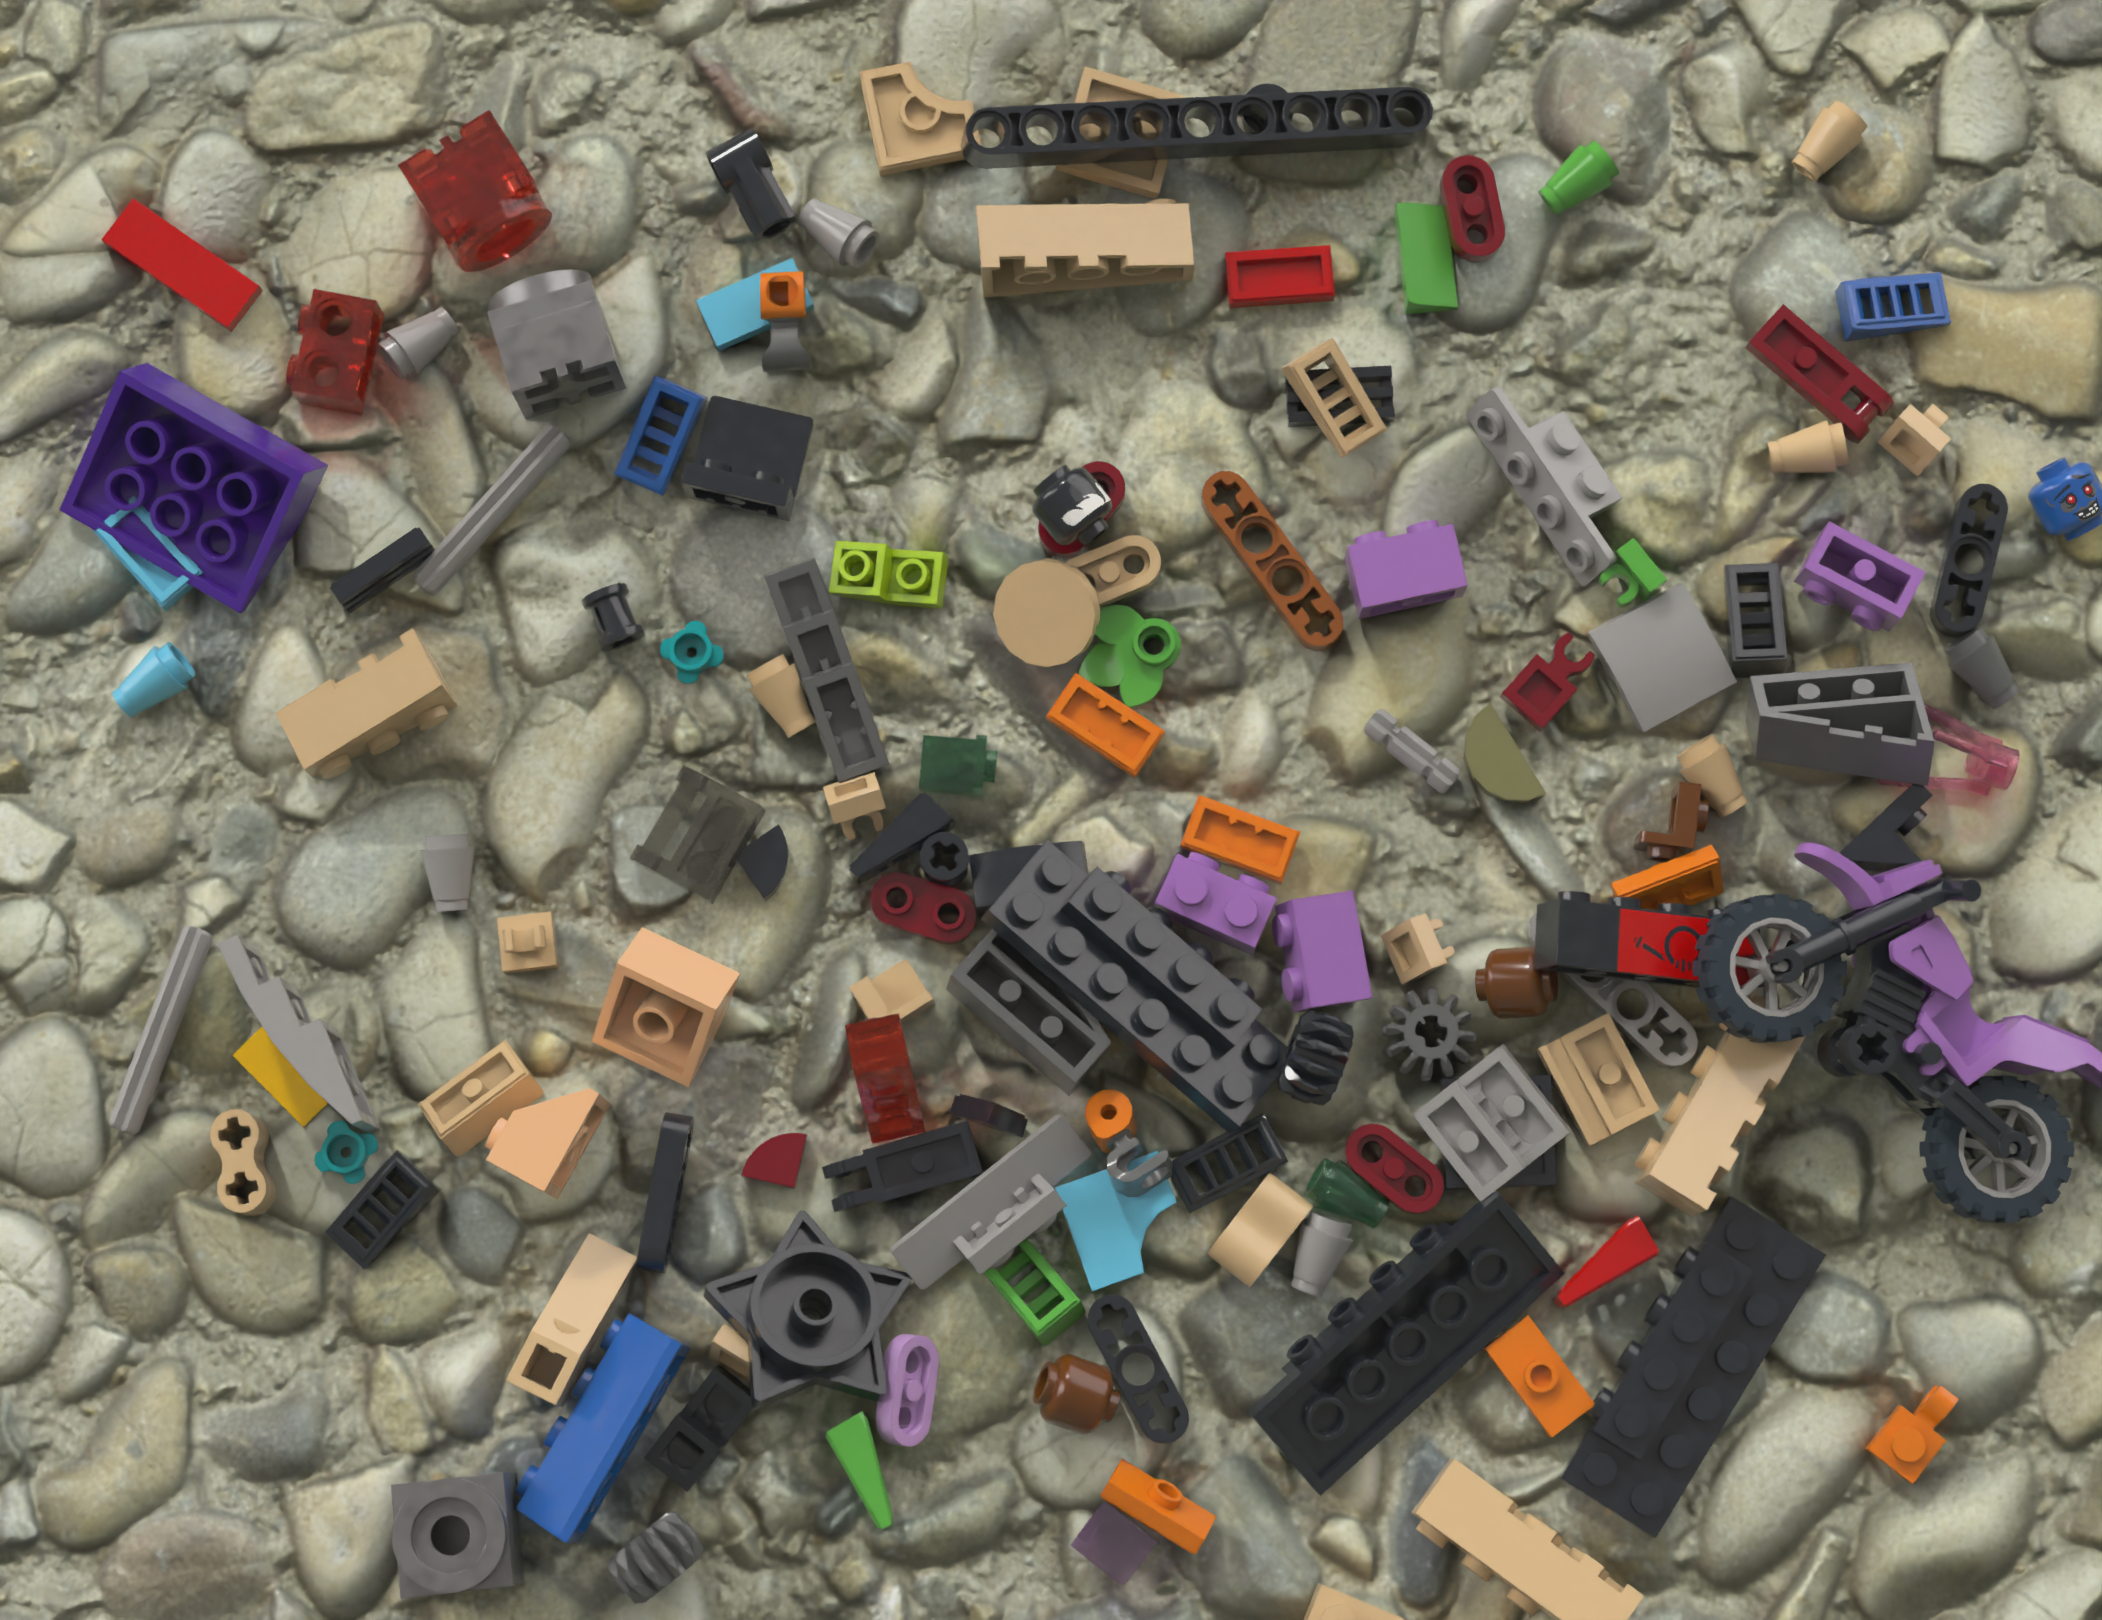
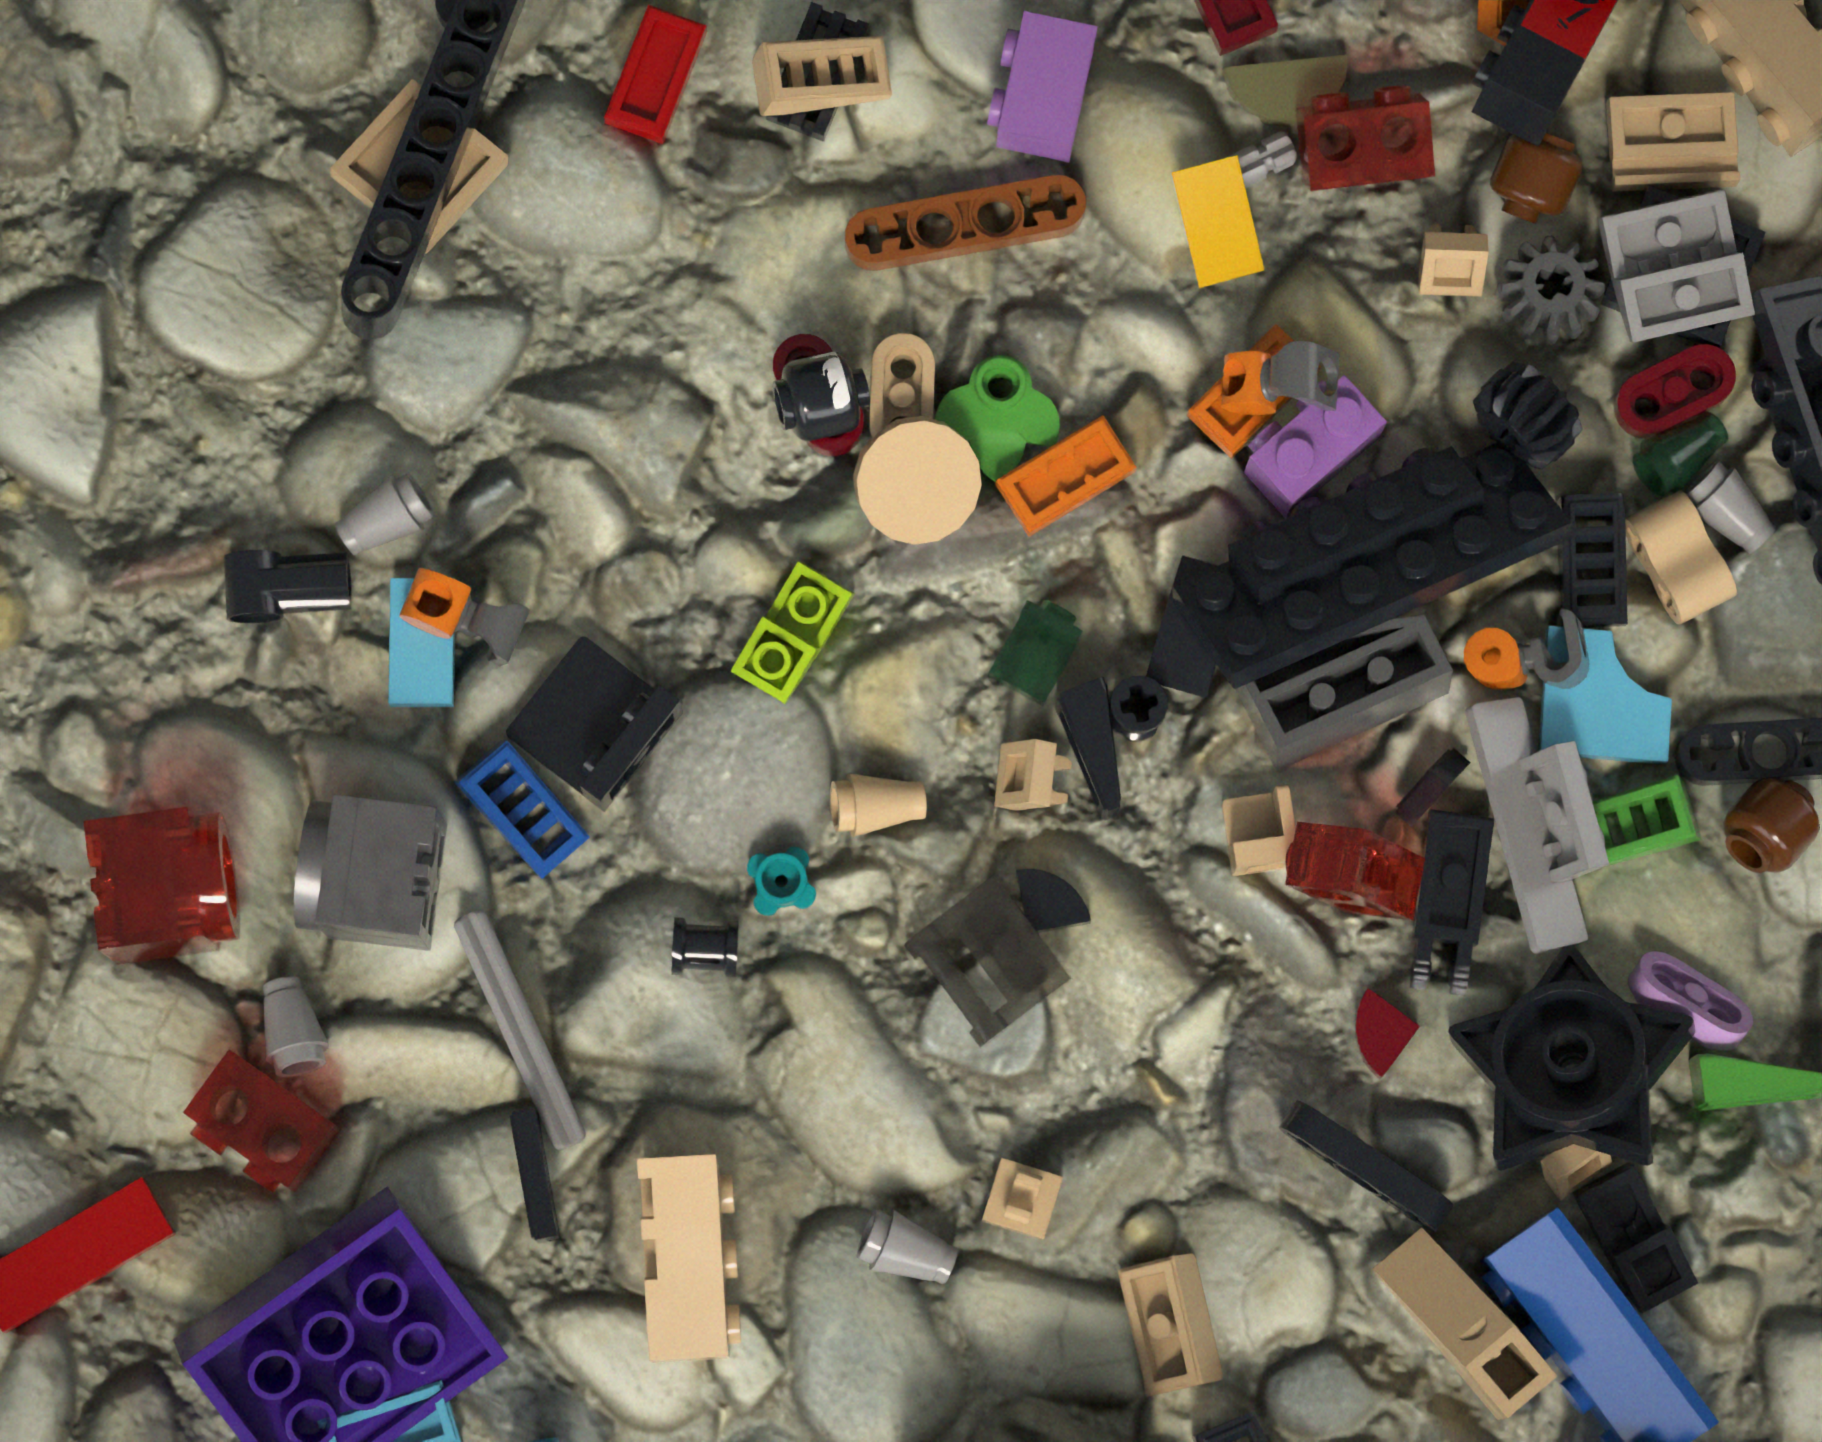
camera: 70 degrees left, 0 degrees up
(547, 1139) = (1260, 1265): light nougat slope -> none
(655, 1557) = (1759, 1344): dark grey gear -> none
(664, 1006) = (1164, 1077): light nougat slope -> none
(826, 669) = (868, 743): dark grey slope -> none
(911, 123) = (297, 385): tan tile -> none
(922, 908) = (1176, 756): dark red plate -> none
(1082, 246) = (529, 260): tan wedge -> none
(1248, 848) = (1256, 378): none -> dark grey leg
(1321, 951) = (1417, 357): medium lavender brick -> none
(1363, 752) = (1218, 221): none -> yellow sticker
(1468, 844) = (1364, 156): none -> clear red brick
(1604, 997) = (1589, 96): light grey beam -> none

